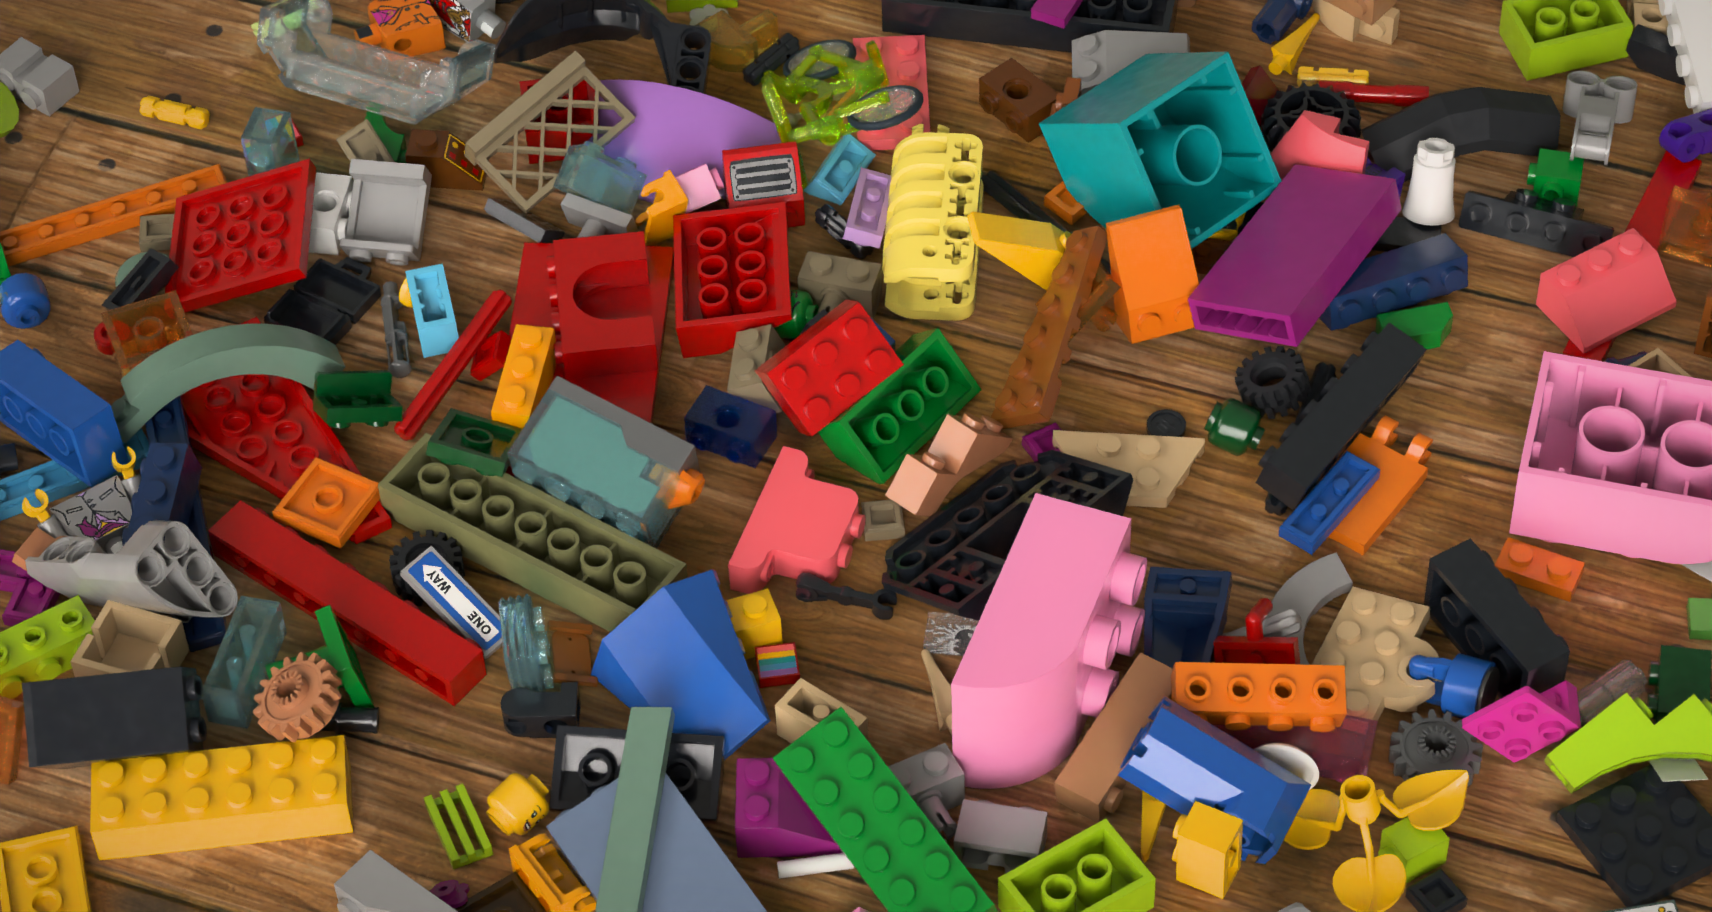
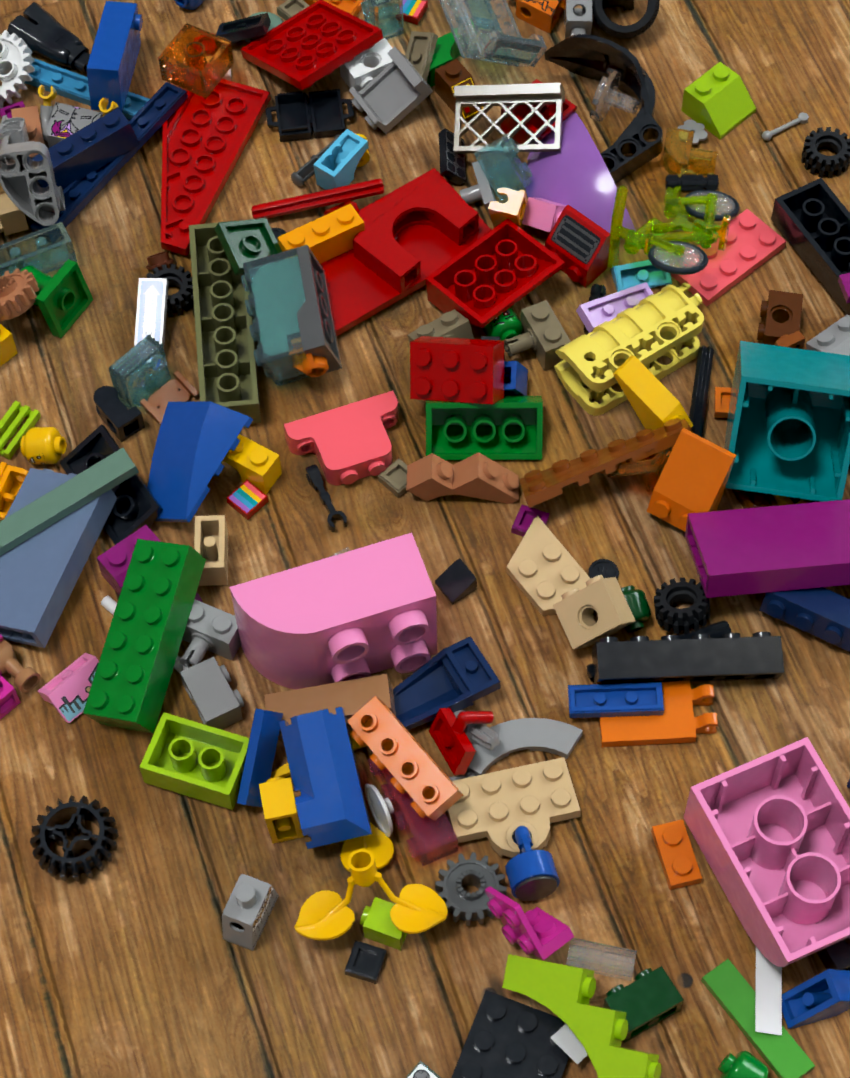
camera: 50 degrees right, 10 degrees up
(218, 355) = (216, 98): sand green arch -> none
(327, 502) = (167, 214): orange tile -> none
(354, 720) = (37, 327): black axle -> none
(355, 398) = (249, 174): dark green bracket -> none
(366, 609) = (114, 271): red brick -> none
(377, 553) = (159, 259): none -> copper plate
(600, 44) = (608, 96): none -> clear tile
(730, 426) = (390, 342): clear blue brick -> none
(963, 546) = (446, 533): black slope -> none
(1128, 829) = (259, 756): none -> blue tile
(1212, 425) = (578, 607): none -> tan brick
(1424, 324) = (808, 655): green piece -> none
(1492, 621) = (590, 859): black brick -> none

